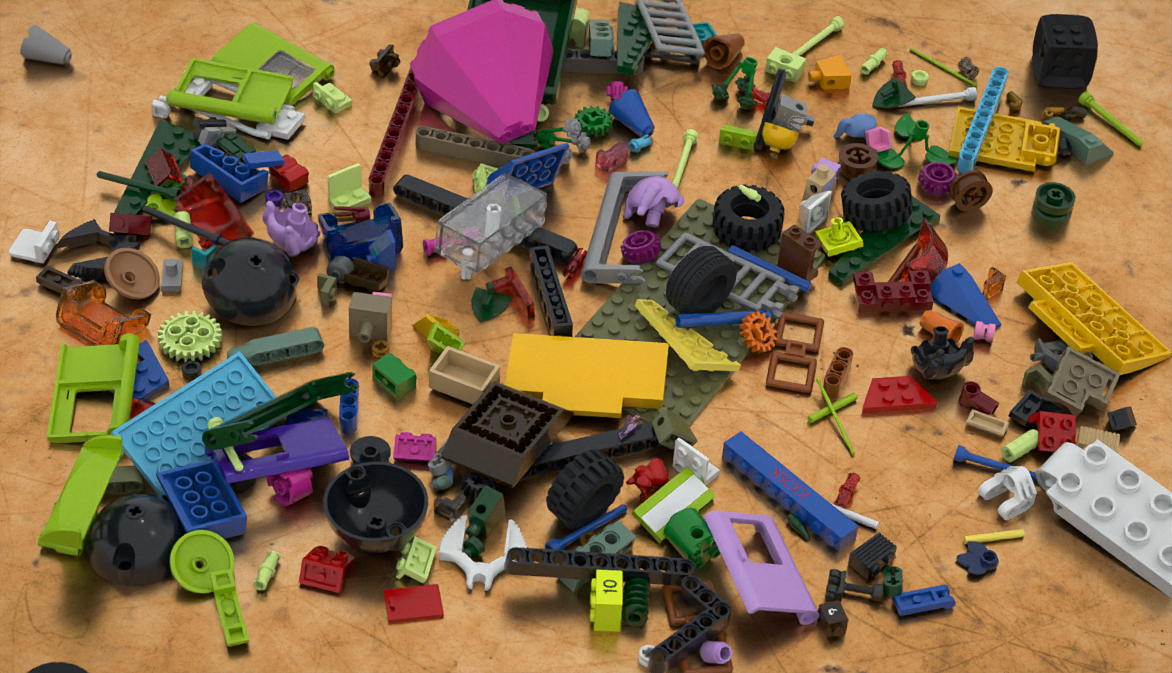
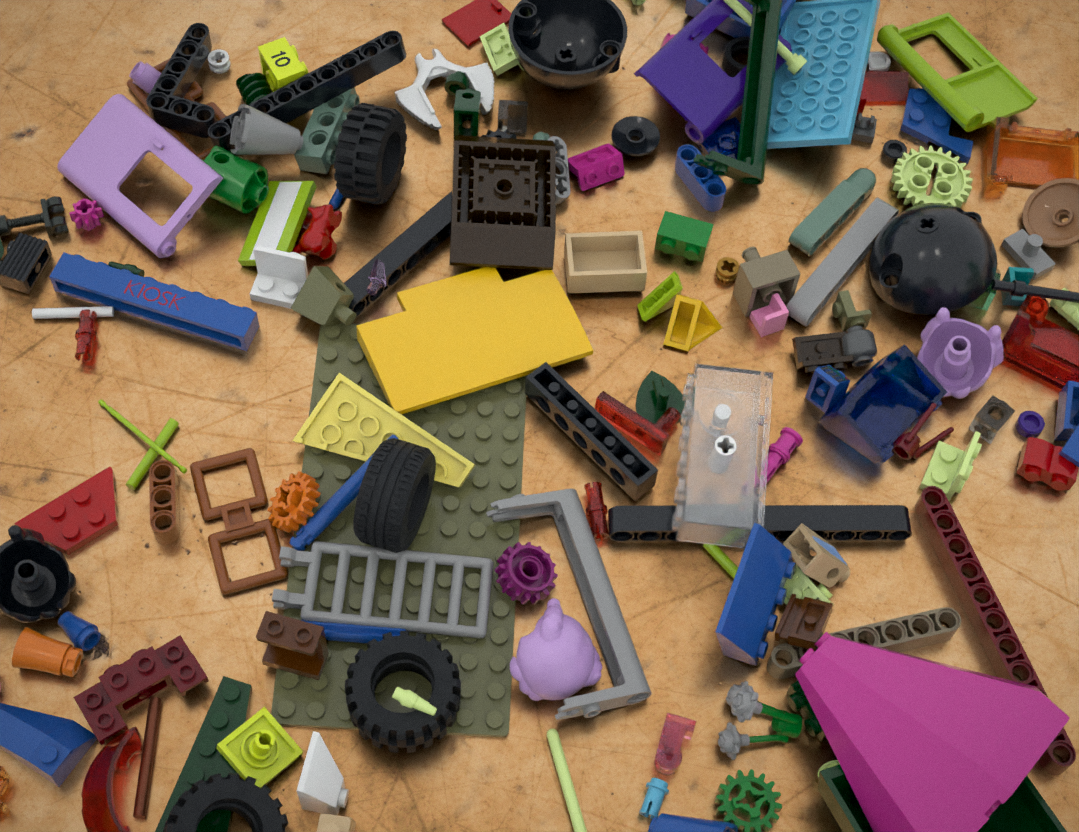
camera: 150 degrees right, 15 degrees up
(296, 318) = (840, 262): none -> light grey beam
(471, 178) = (827, 565): none -> tan torso
(503, 154) = (803, 621): none -> reddish brown plate
(660, 536) = (262, 134): none -> light grey cone
(811, 571) = (86, 214): none -> dark pink gear
(832, 618) = (41, 171): dark brown brick -> none
(916, 331) = (80, 632): none -> blue cone

